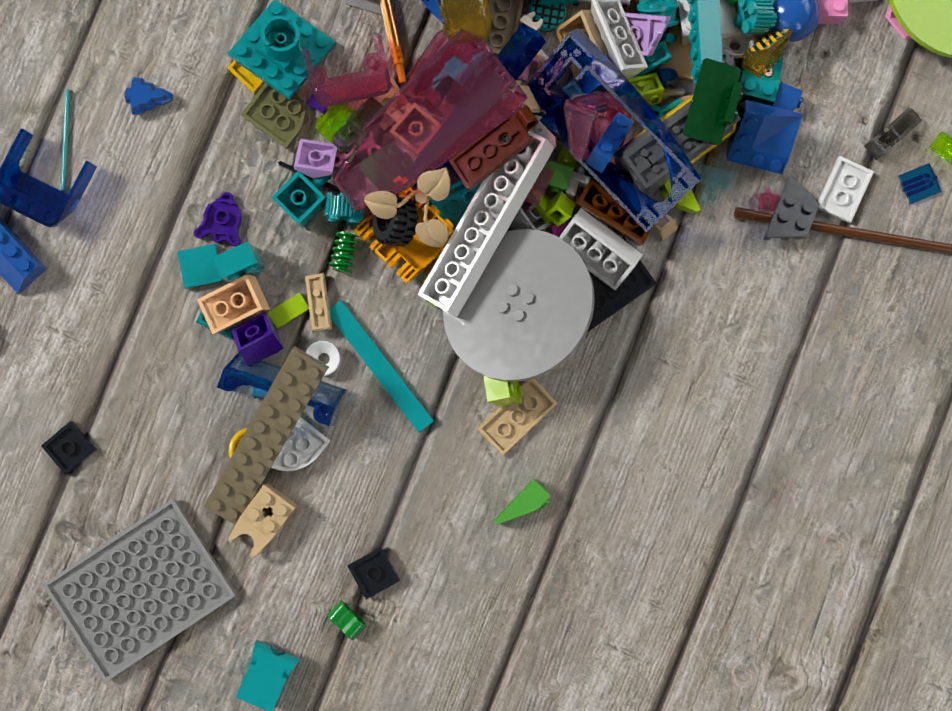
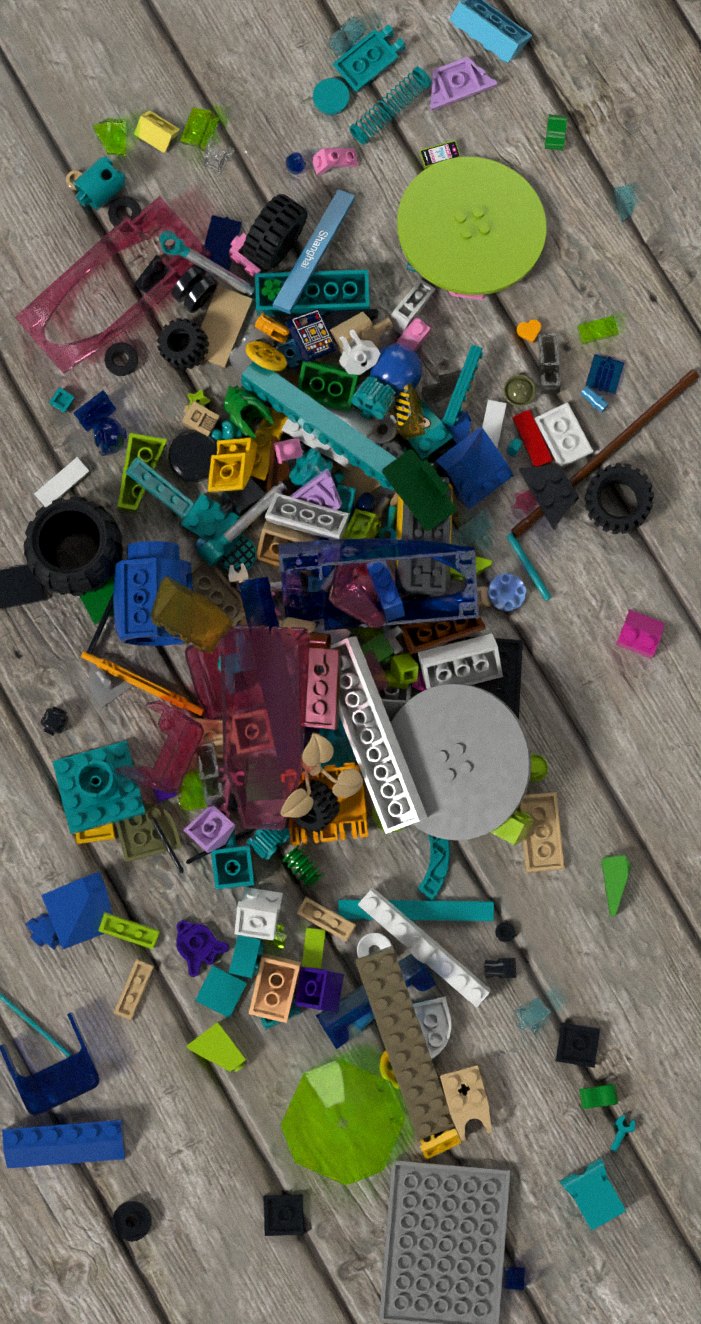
camera: 50 degrees left, 5 degrees down
(150, 199) = (134, 989): none -> tan tile
(154, 298) = (218, 1048): none -> lime slope
(155, 663) = (514, 1278): none -> clear blue panel
(174, 108) = (78, 909): none -> blue slope
(190, 158) = (129, 930): none -> lime tile
(195, 434) = (350, 1093): none -> clear neon green windscreen
(210, 523) = (435, 1146): none -> yellow plate
(274, 275) = (280, 937): none -> clear neon green tile
(276, 245) = (258, 913): none -> white bracket
(278, 135) = (167, 845): none -> black axle
(334, 659) = (621, 1132): none -> teal bar
(354, 394) = (424, 947): none -> white hinge
(368, 519) = (532, 1015): none -> clear light blue piece
(388, 469) = (503, 968): none -> black piece
(417, 448) = (504, 932): none -> black tile
(425, 357) = (437, 867): none -> teal tile
(564, 373) = (539, 768): none -> lime plate
(684, 242) = (507, 592): none -> light blue dish
(718, 243) = (528, 566): none -> teal bar
(735, 372) = (640, 634): none -> dark pink slope
(804, 158) = (513, 447): none -> teal tile
(811, 68) = (441, 390): none -> clear smoke slope
(813, 125) = (494, 419): none -> white tile
(822, 76) = (463, 385): none -> teal piece
(822, 167) = (532, 438): none -> red tile
(850, 260) = (632, 479): none -> black tyre
(853, 126) = (519, 390): none -> olive hat
(893, 194) = (596, 400): none -> dark azure pin
(906, 97) = (529, 330): none -> light orange tile

